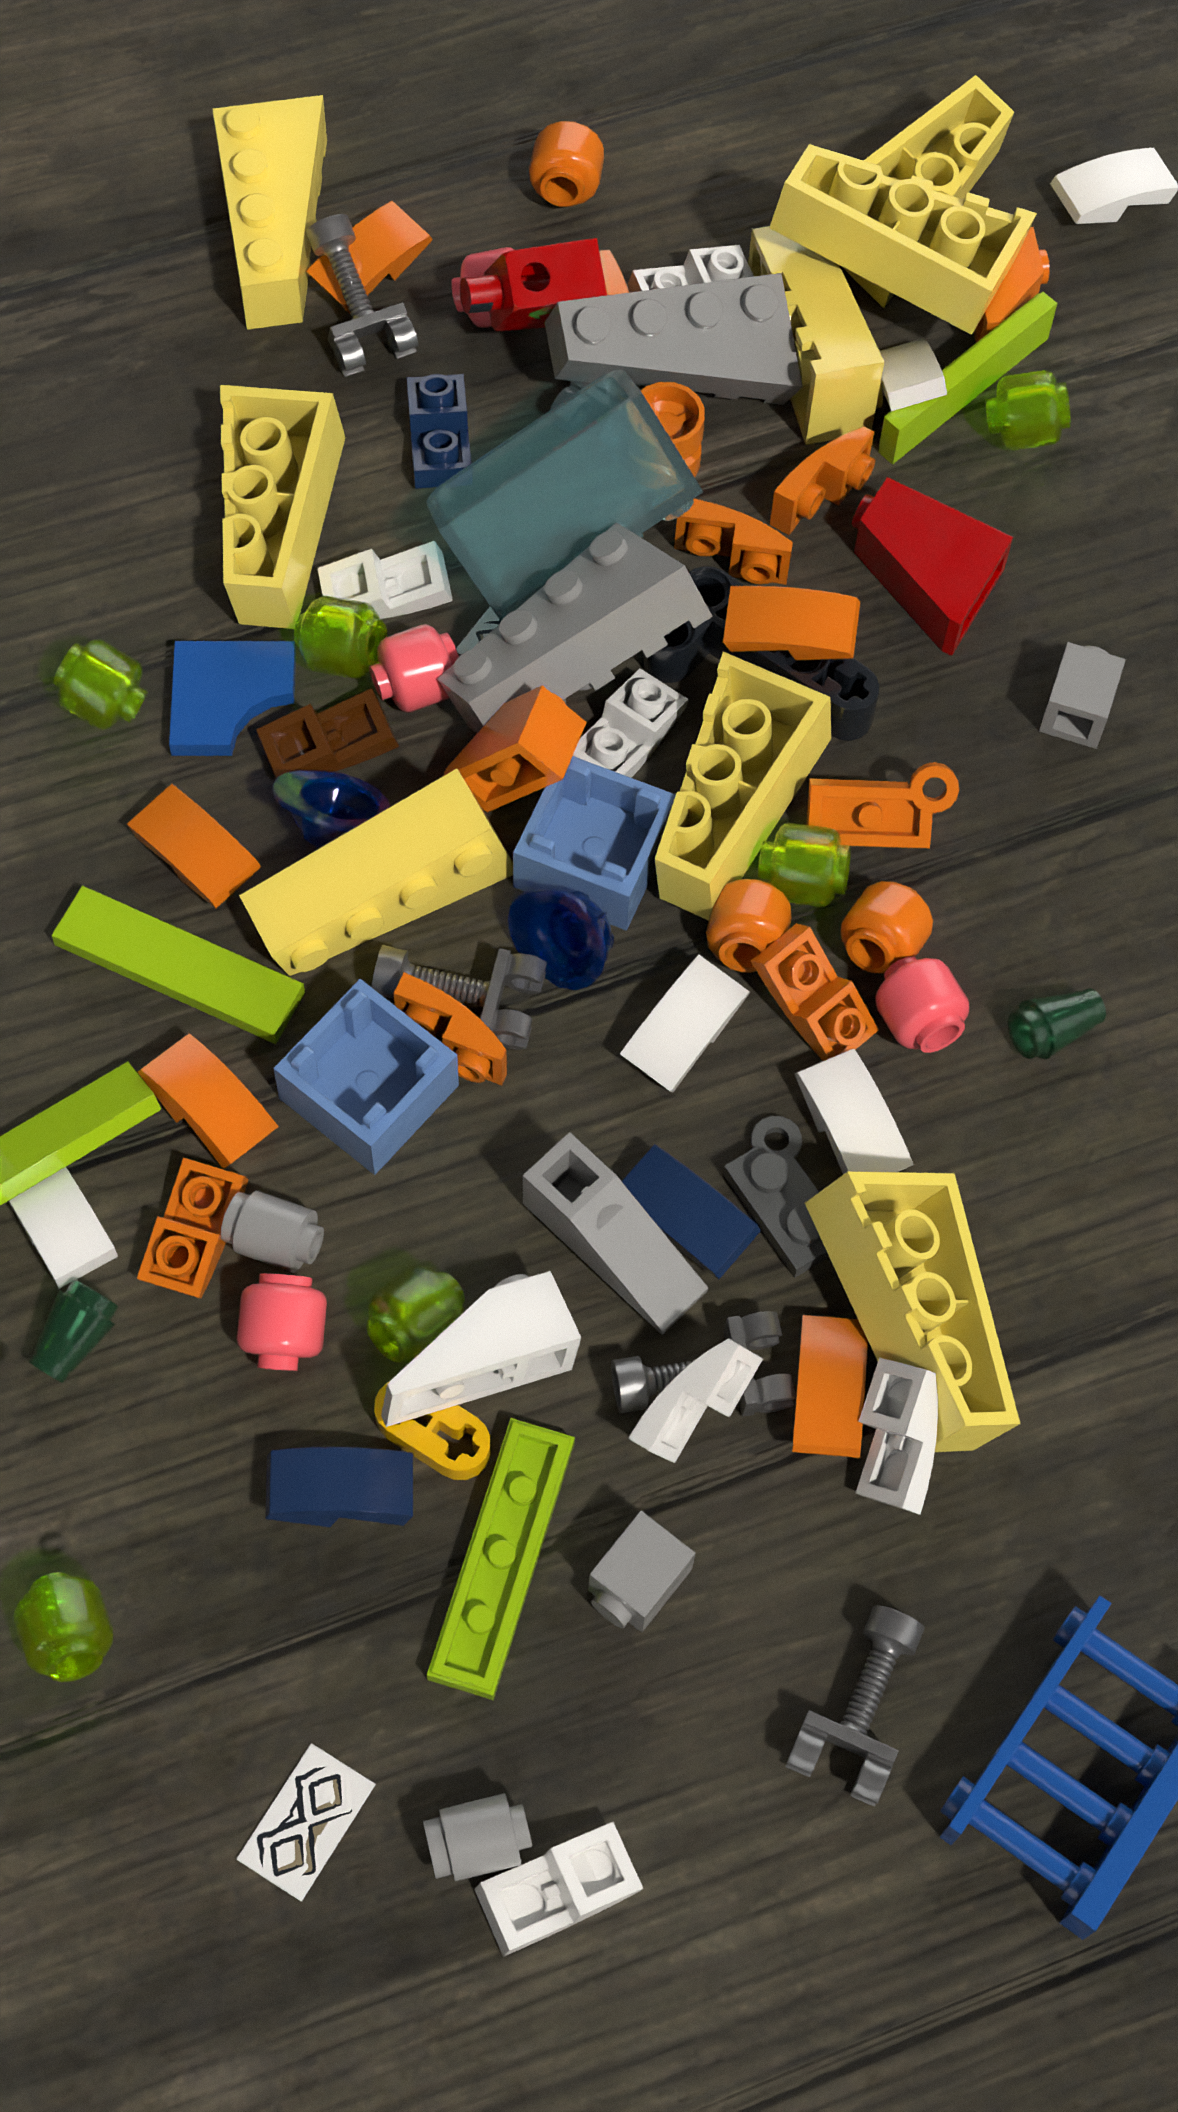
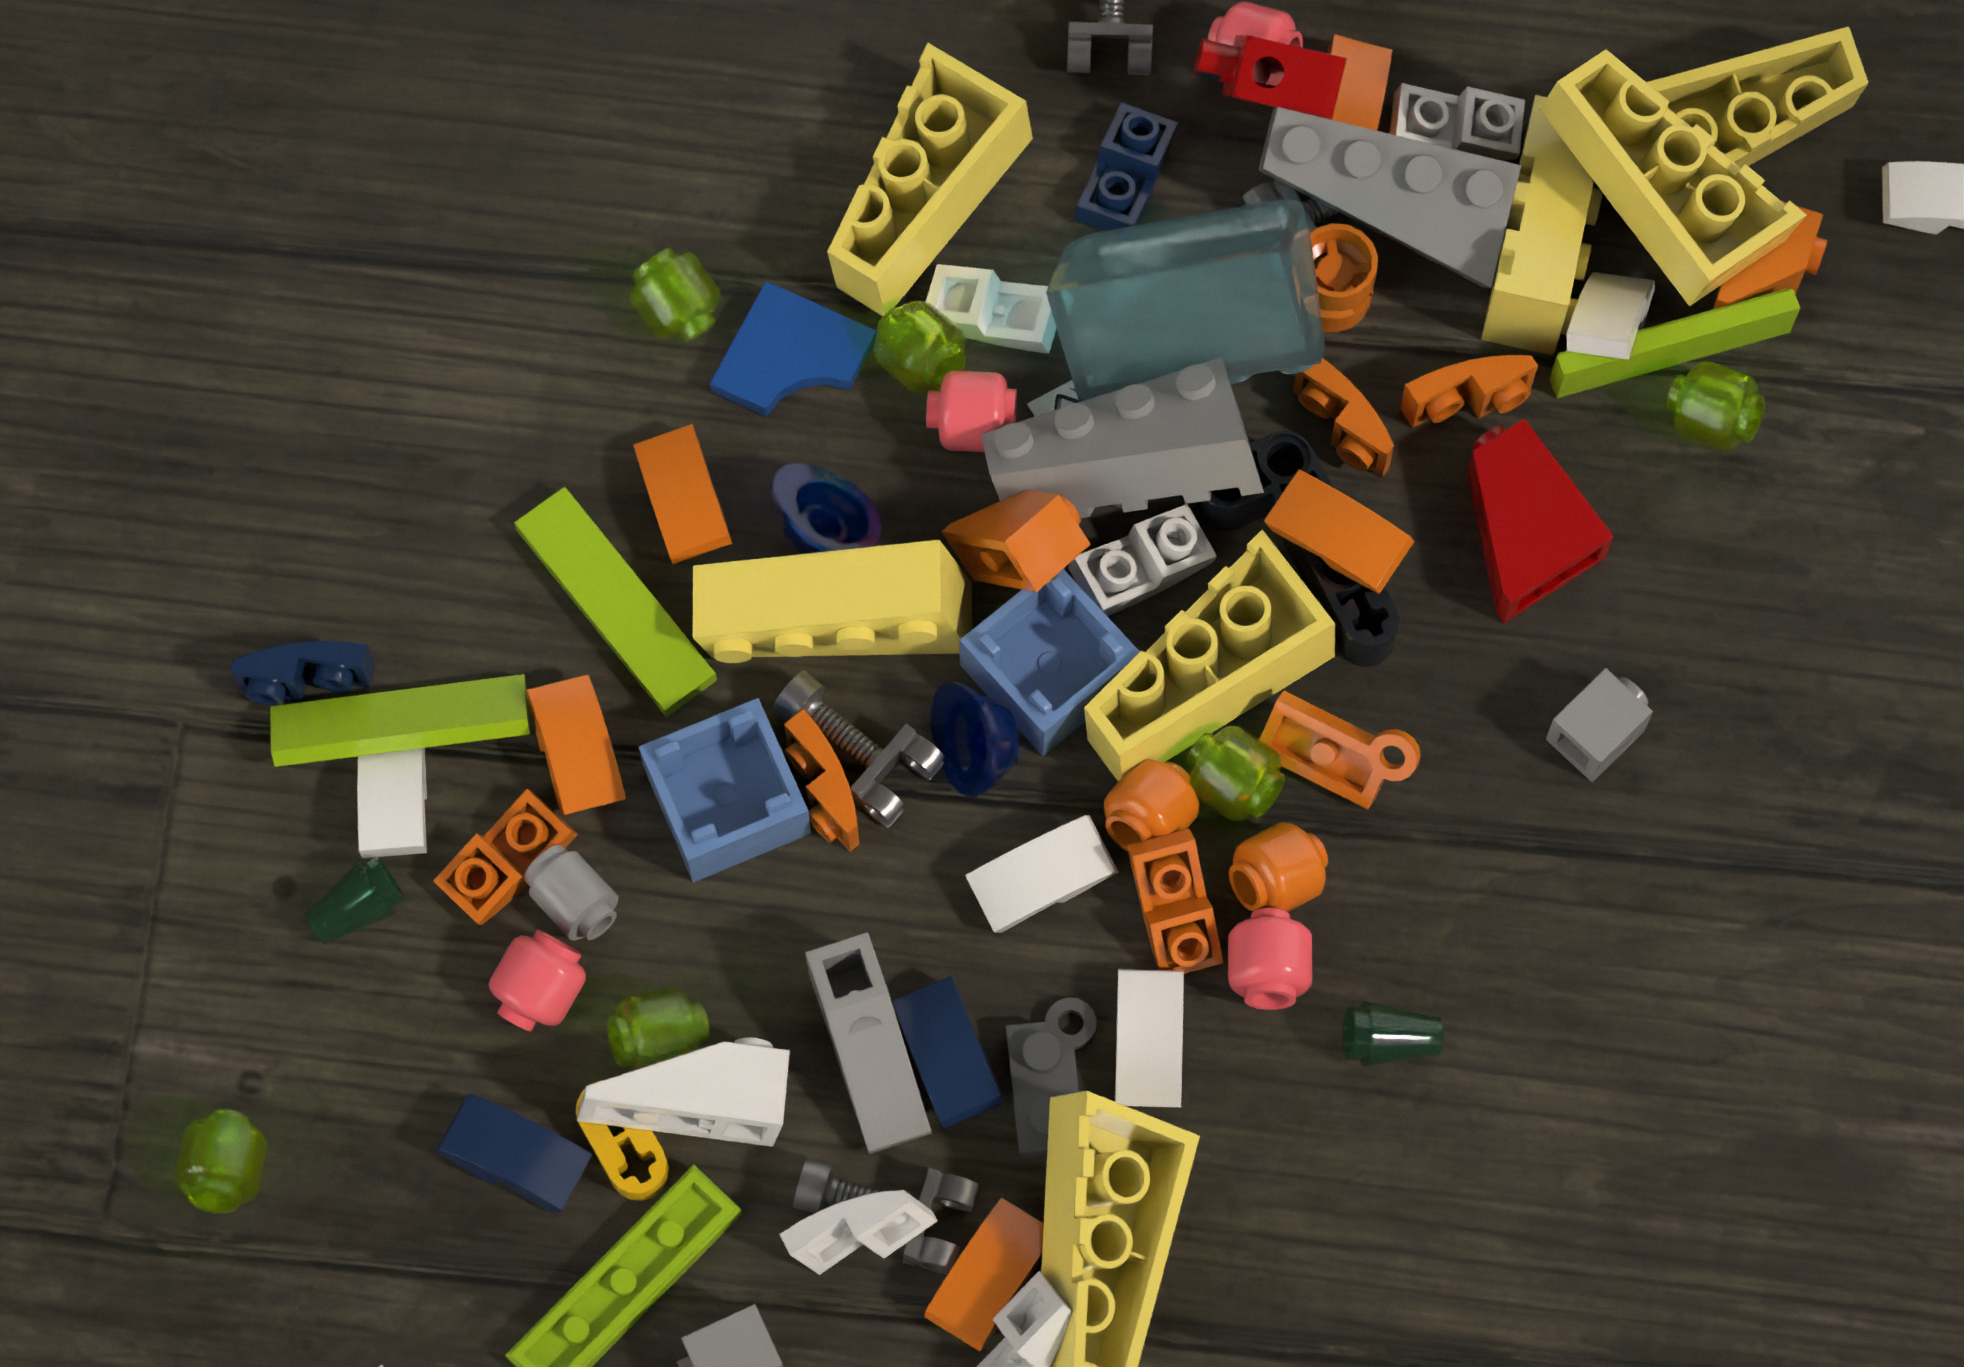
camera: 30 degrees right, 5 degrees up
(328, 739) = (860, 442): reddish brown slope -> none

